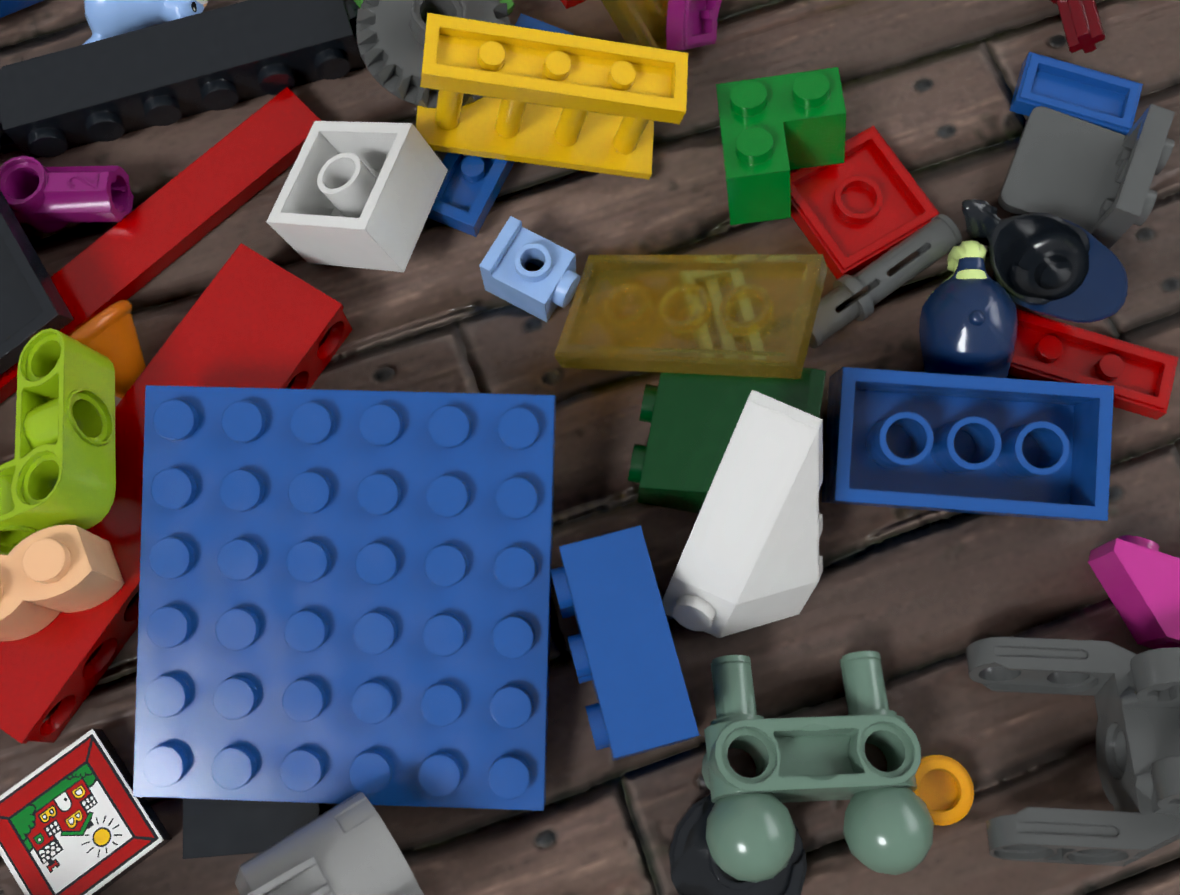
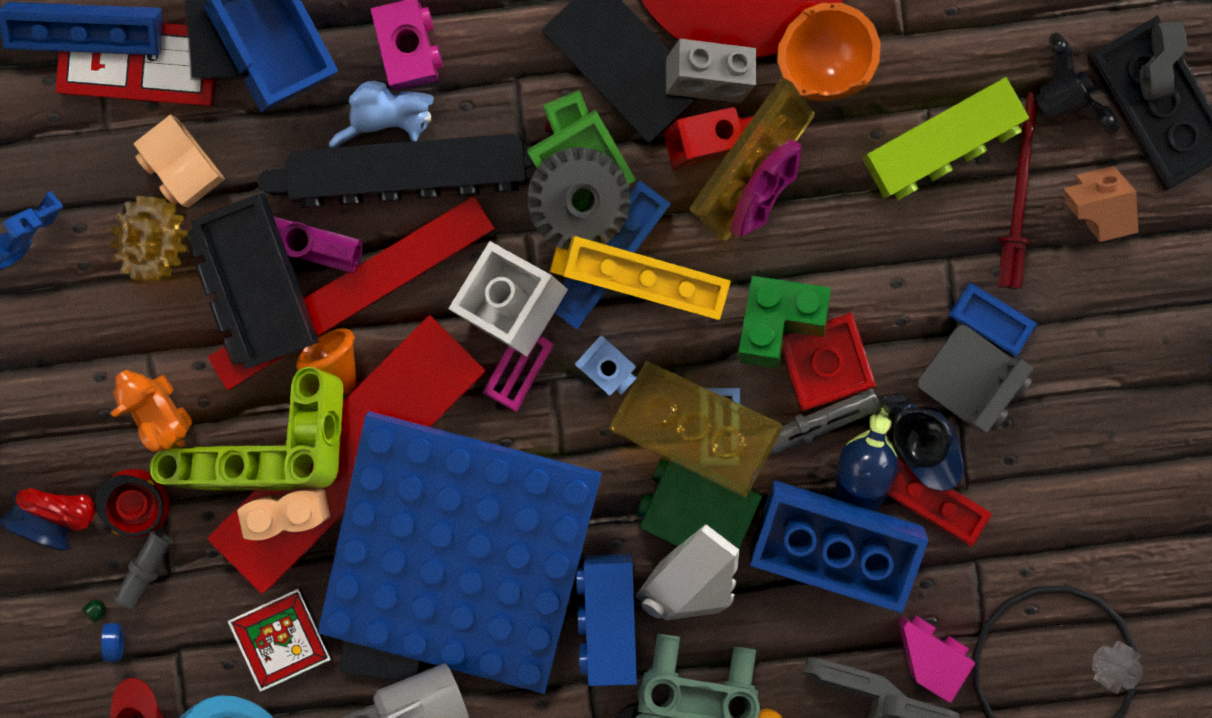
camera: 10 degrees right, 15 degrees up
(383, 356) = (502, 397): none -> dark pink tile

